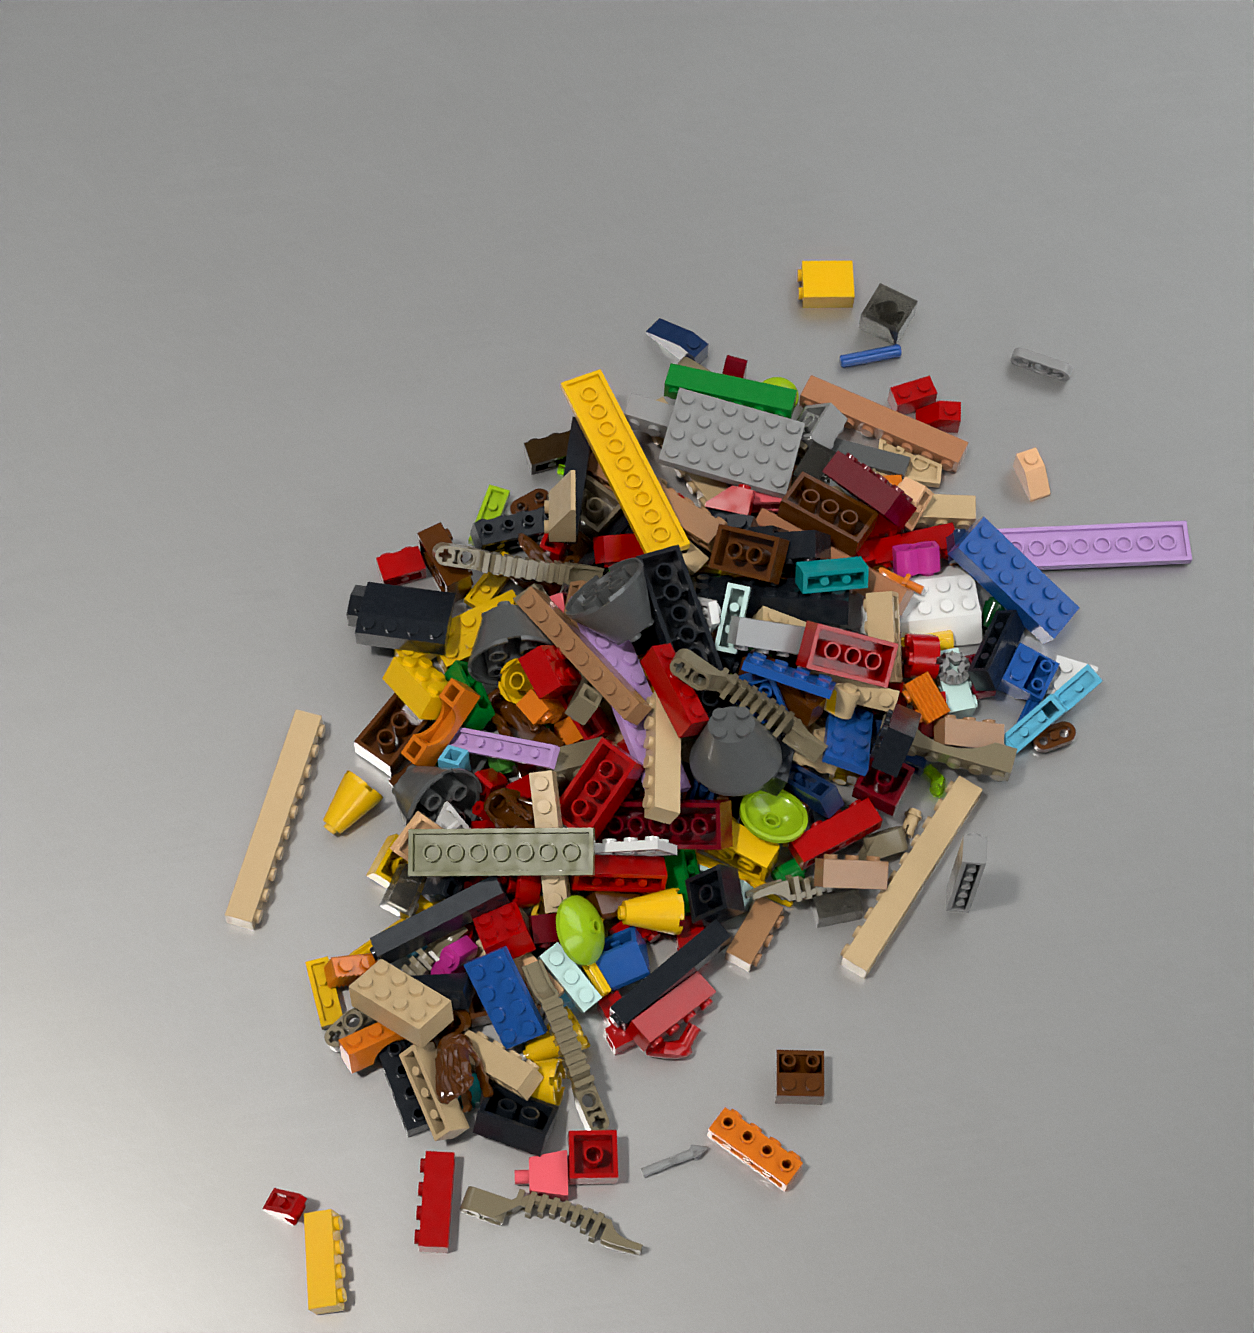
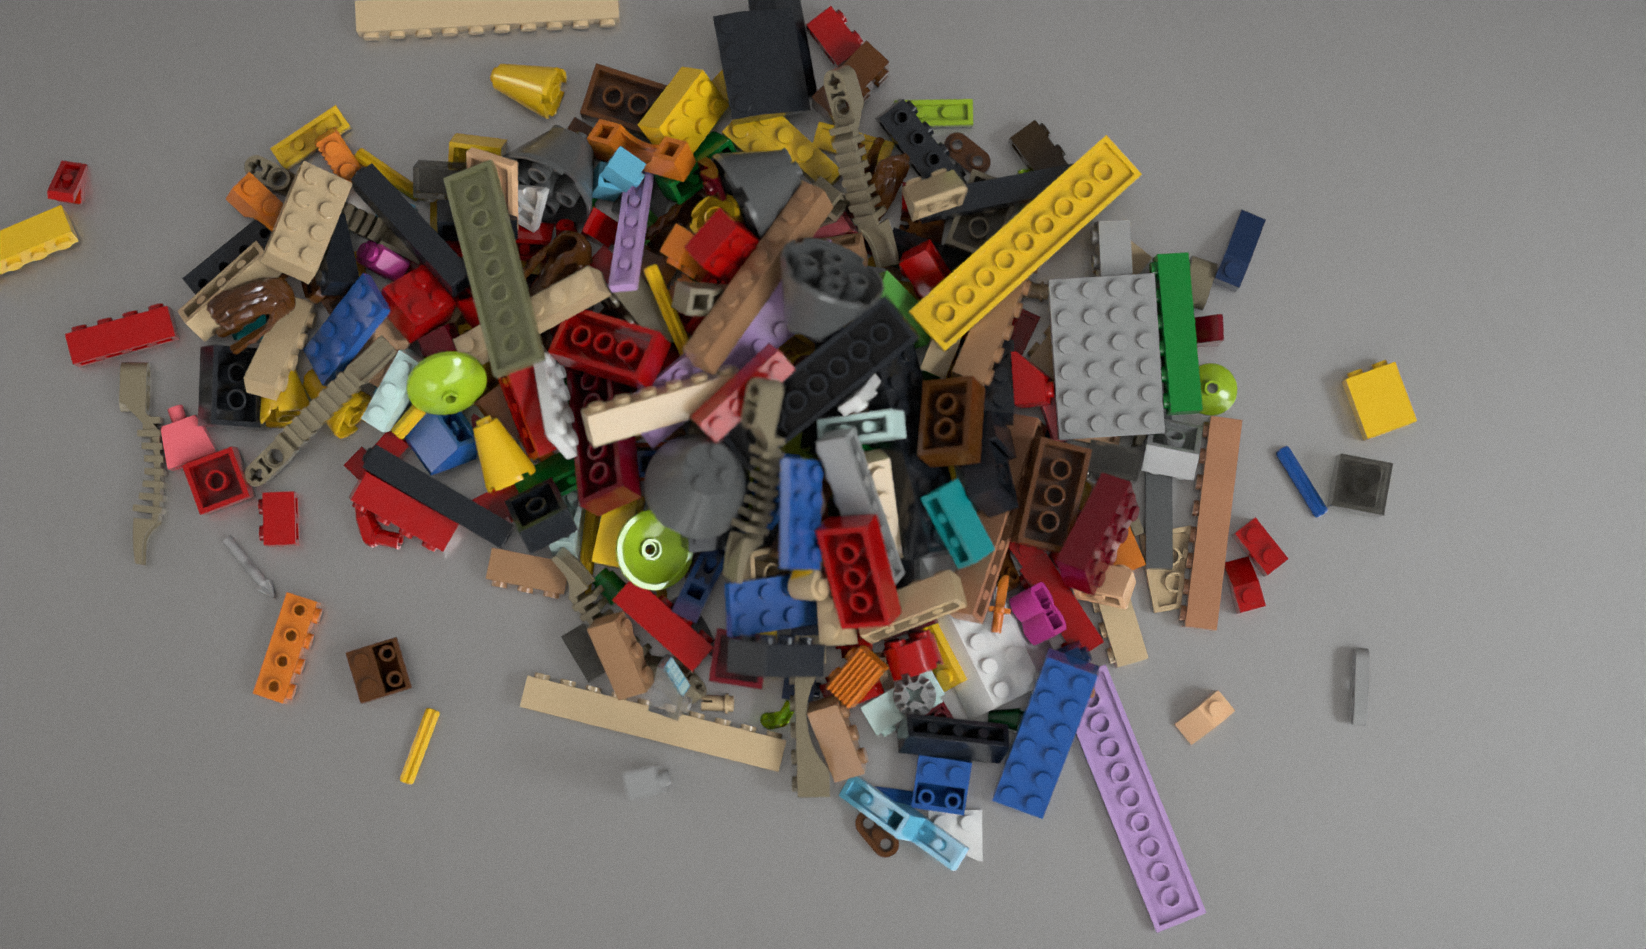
camera: 70 degrees right, 20 degrees up
(452, 741) = (624, 170): none -> medium azure brick
(485, 674) = (711, 179): none -> dark red slope
(581, 736) = (665, 304): none -> yellow axle
(642, 1119) = (279, 519): none -> red brick
(872, 1068) = (419, 746): none -> yellow axle
(892, 846) = (670, 690): none -> clear slope

